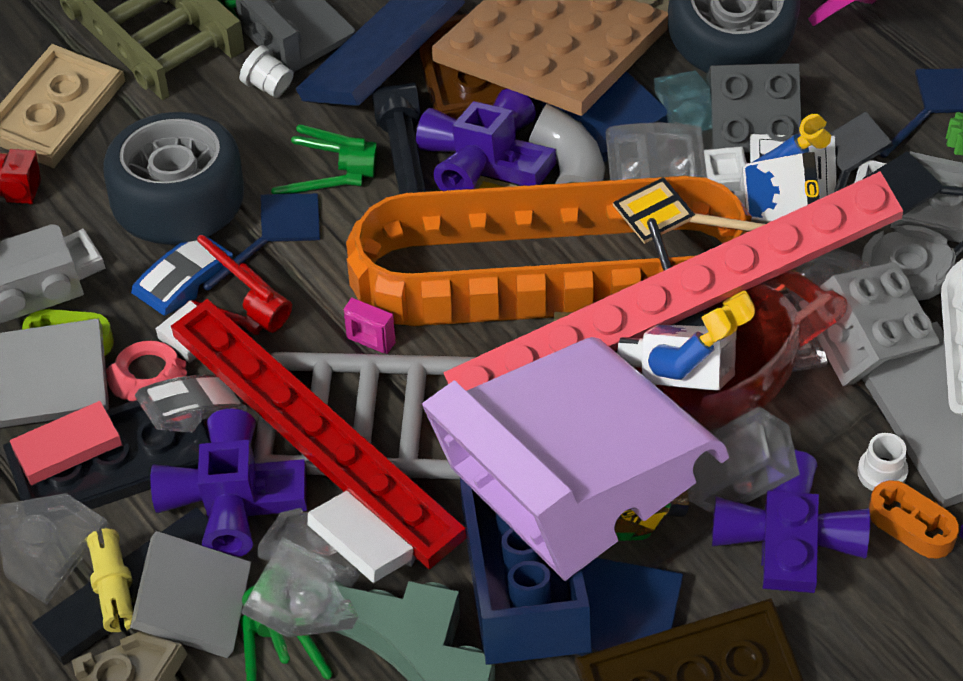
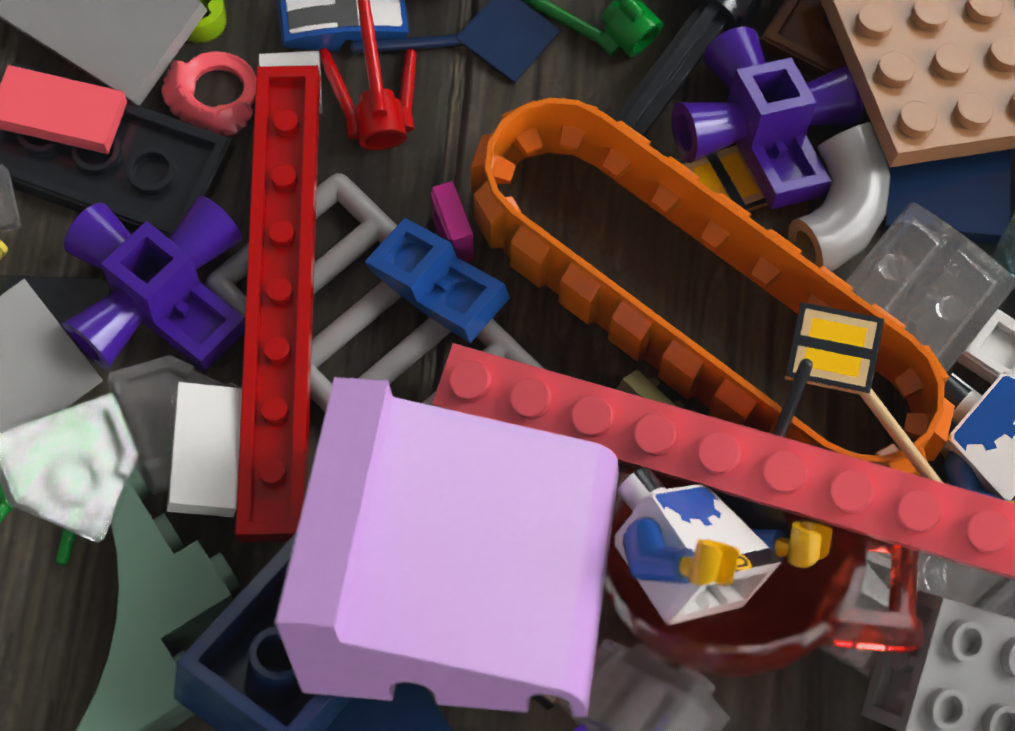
camera: 40 degrees right, 15 degrees up
(185, 401) = (196, 160): slope -> none
(387, 359) = (436, 281): none -> blue slope

